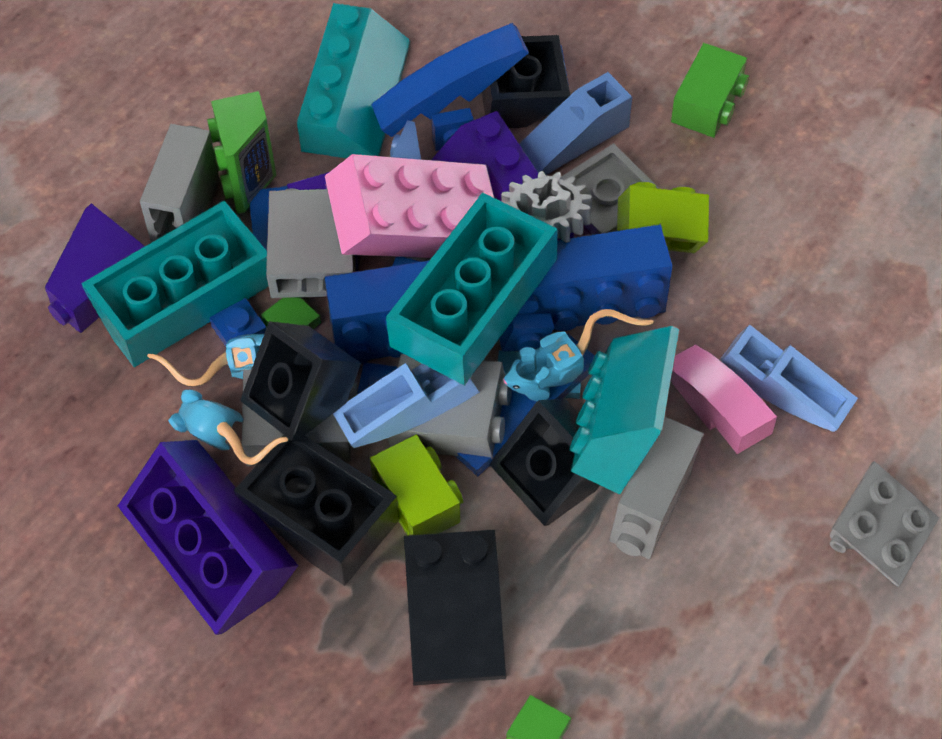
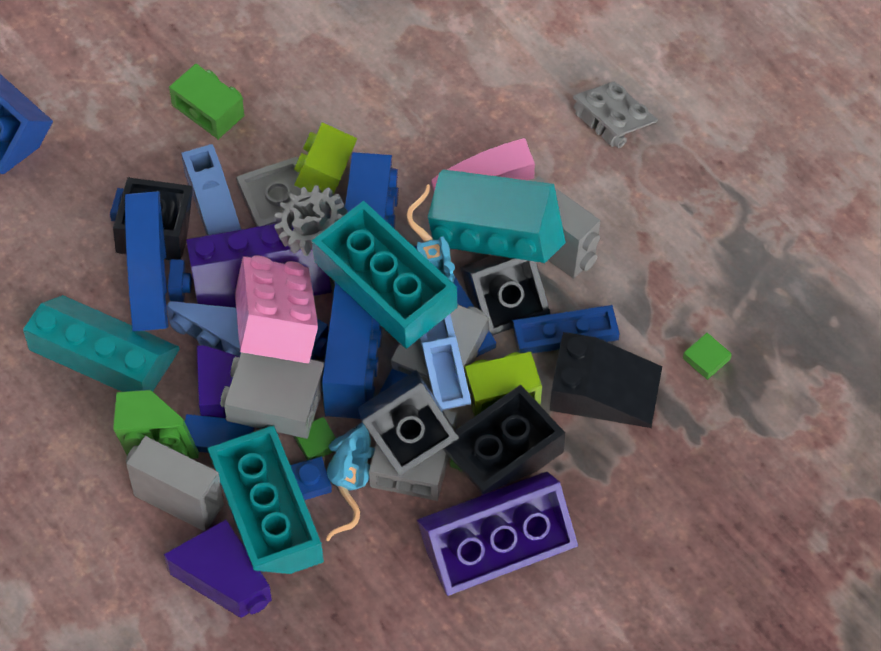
camera: 75 degrees left, 0 degrees up
(213, 425) = (413, 500): medium azure animal -> none
(520, 545) = (546, 331): none -> blue plate
(788, 380) = (482, 130): light blue slope -> none

